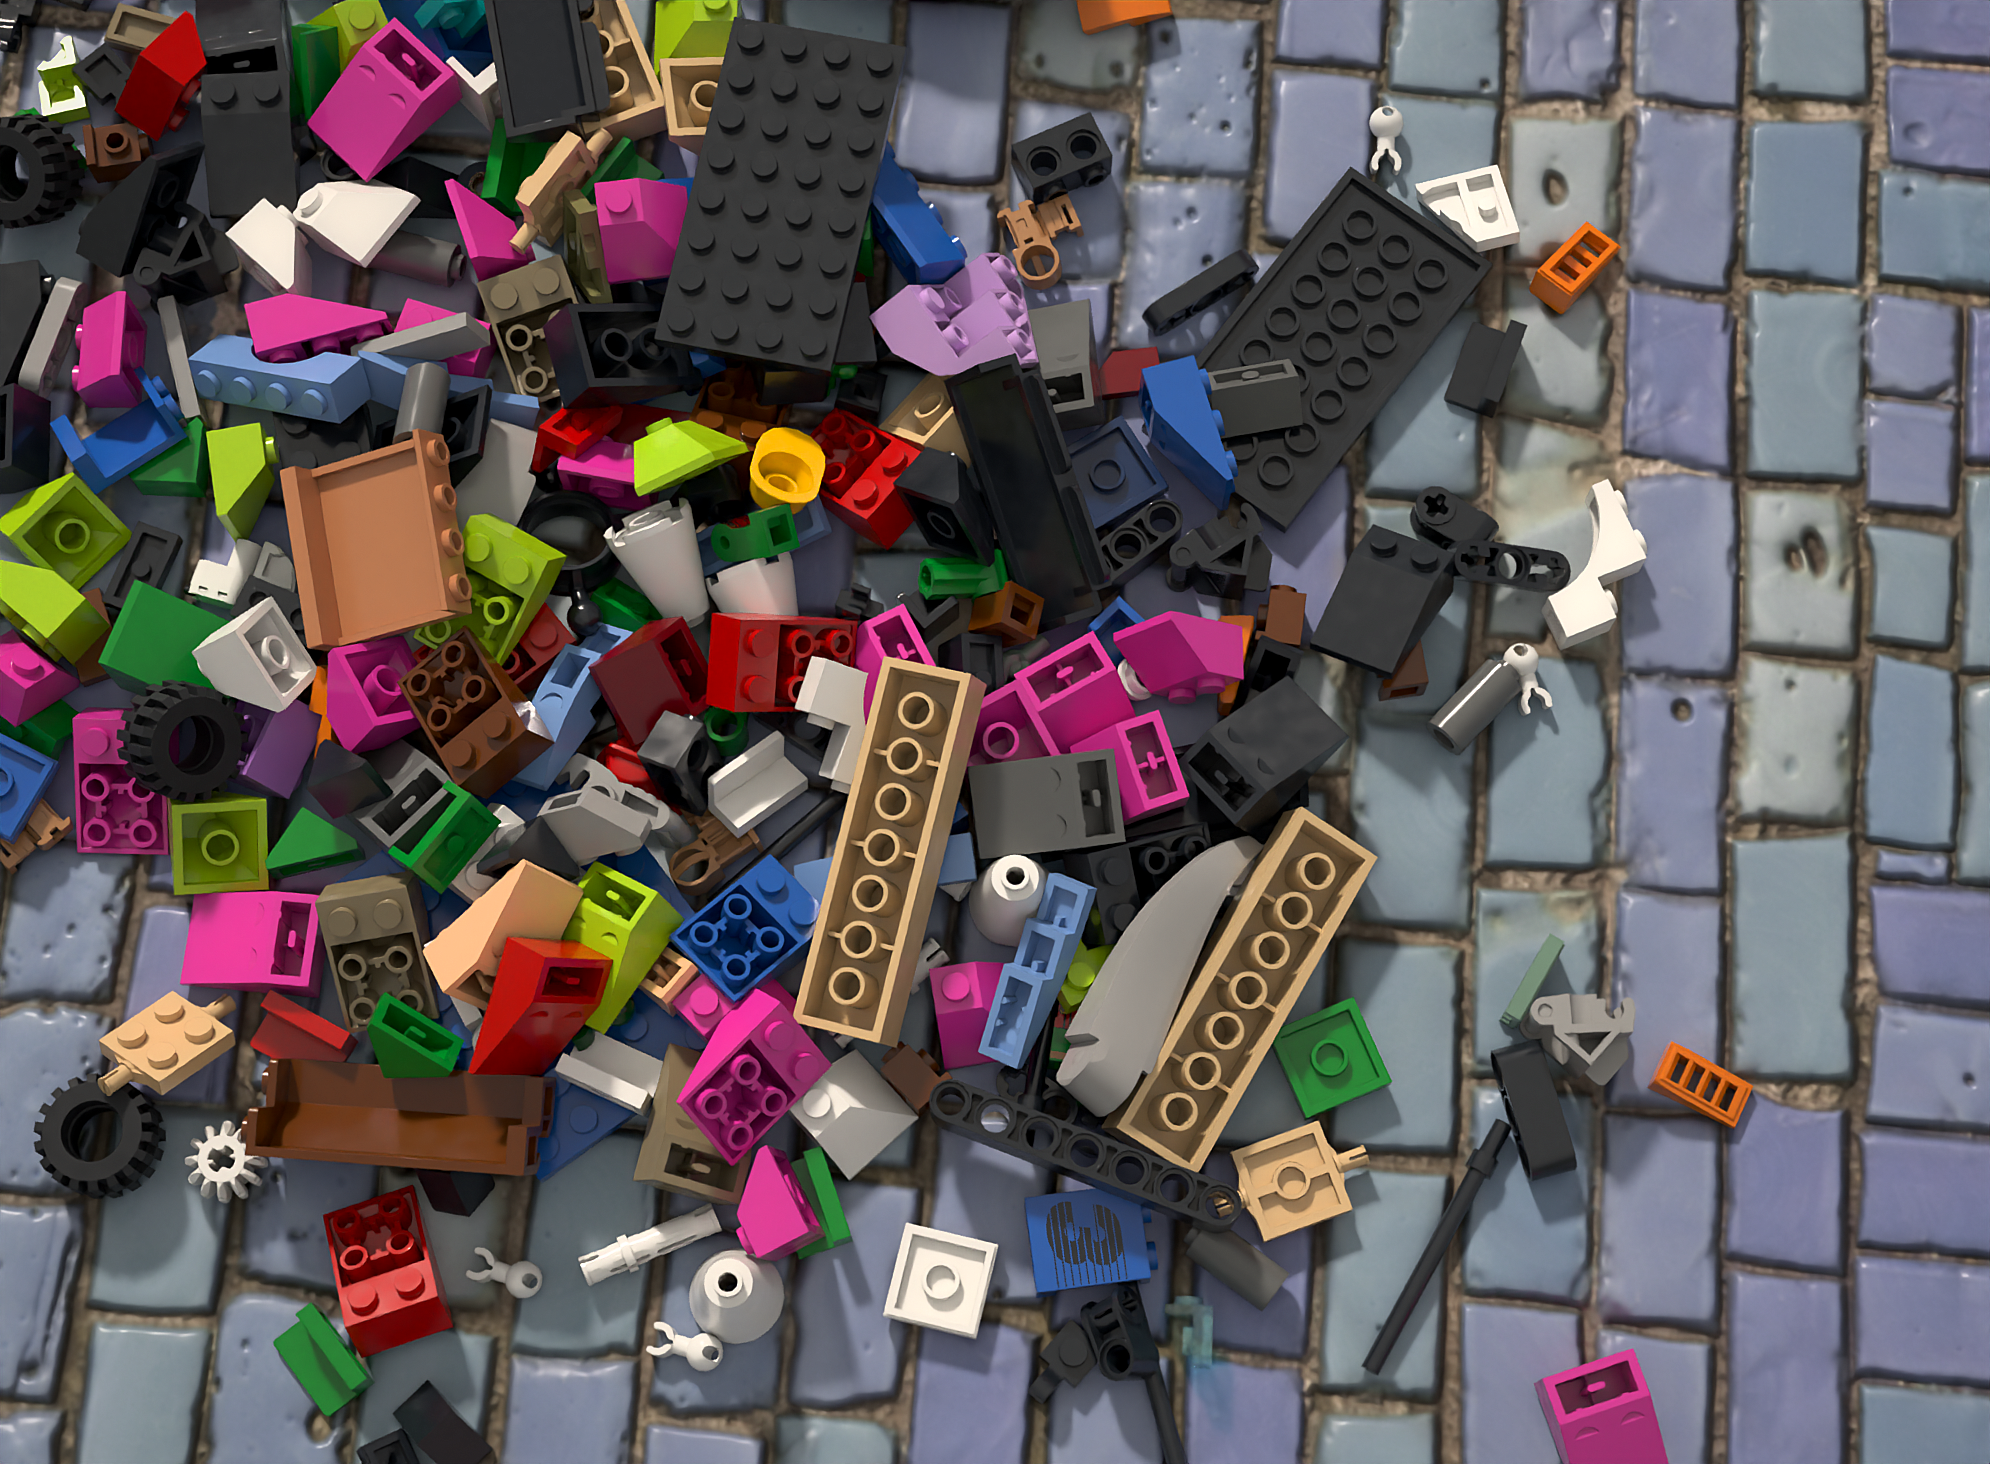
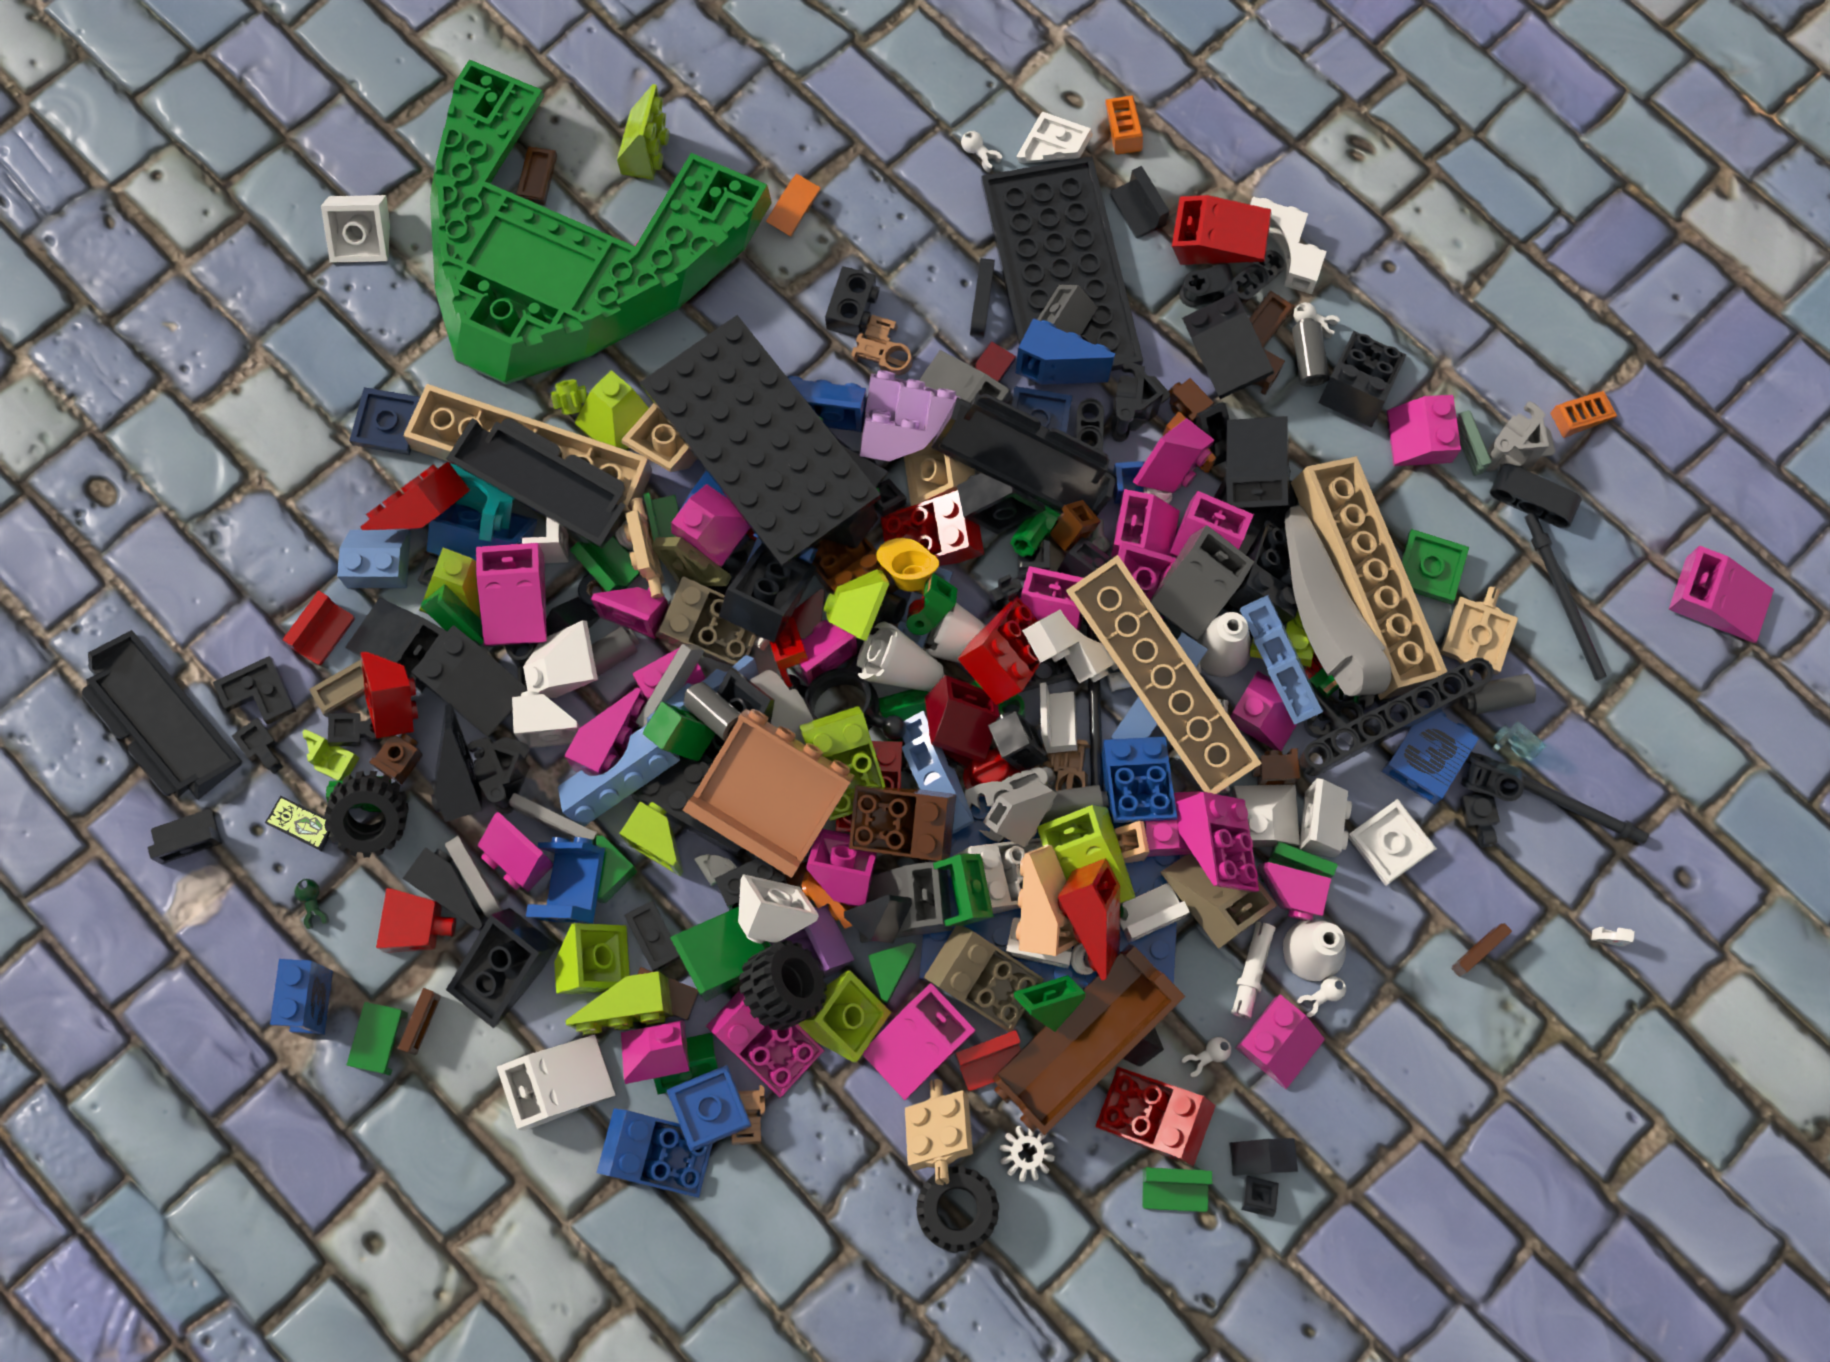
camera: 50 degrees left, 0 degrees up
(221, 583) = (700, 897): white piece -> none
(364, 392) = (678, 732): none -> green panel
(531, 842) = (1008, 852): black slope -> none
(589, 1342) = (1281, 1041): none -> dark pink slope
(667, 877) = (1074, 799): none -> dark grey brick
(896, 1179) = (1324, 819): none -> white slope
(1474, 626) = (1270, 316): none -> reddish brown tile
(1494, 914) = (1424, 431): none -> dark pink slope
(1499, 790) = (1362, 379): none -> black slope
(1525, 477) = (1219, 231): none -> red slope

